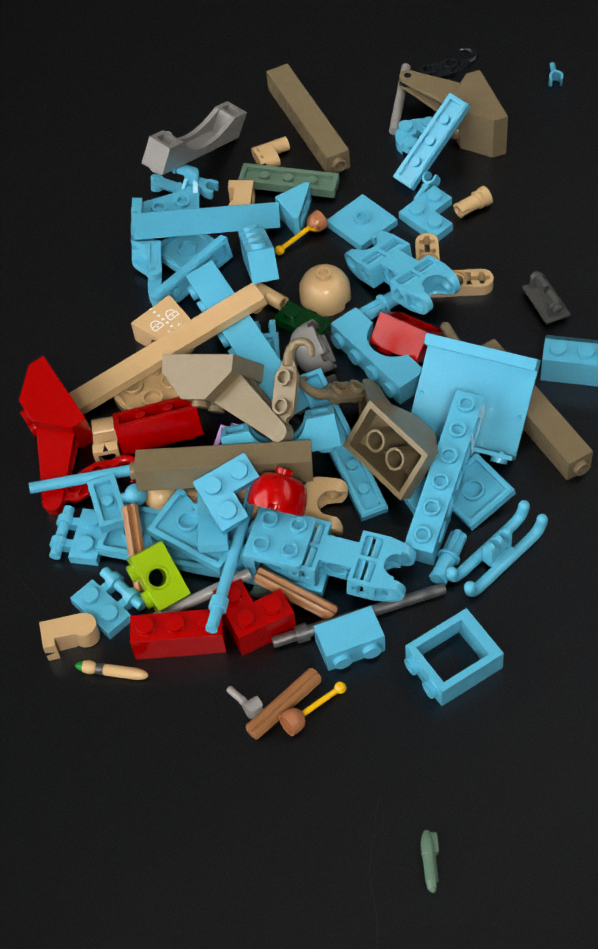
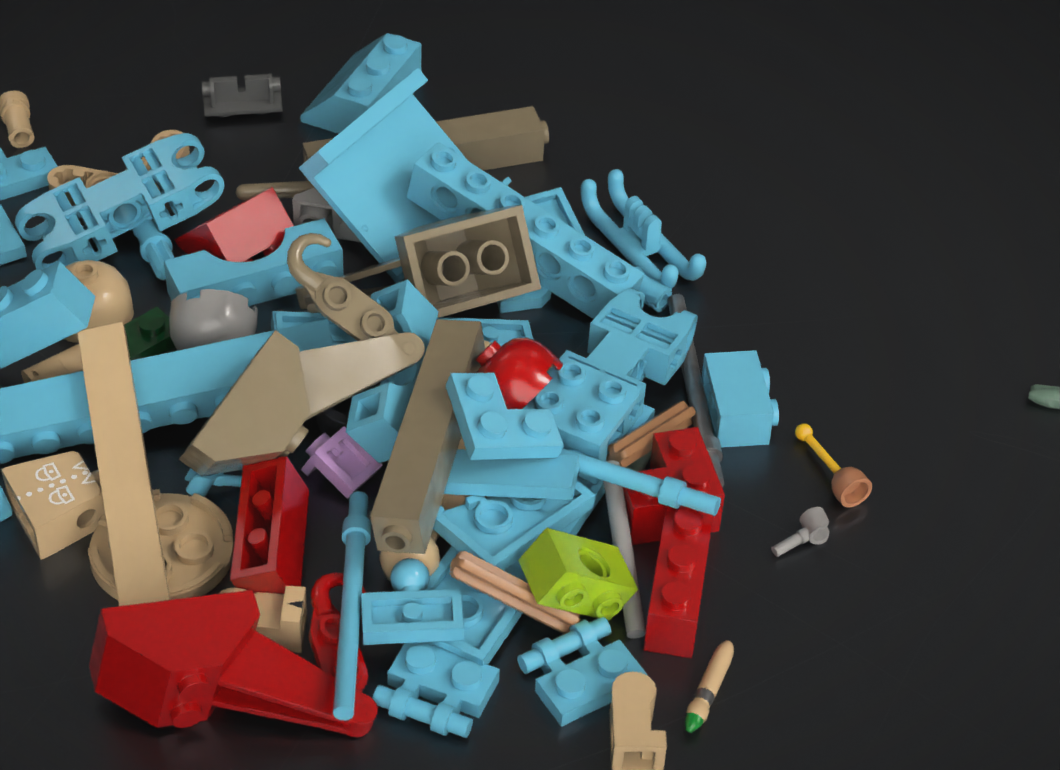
camera: 85 degrees left, 10 degrees down
(287, 699) = (817, 492): medium nougat axle -> none
(477, 638) = (783, 278): medium azure window -> none

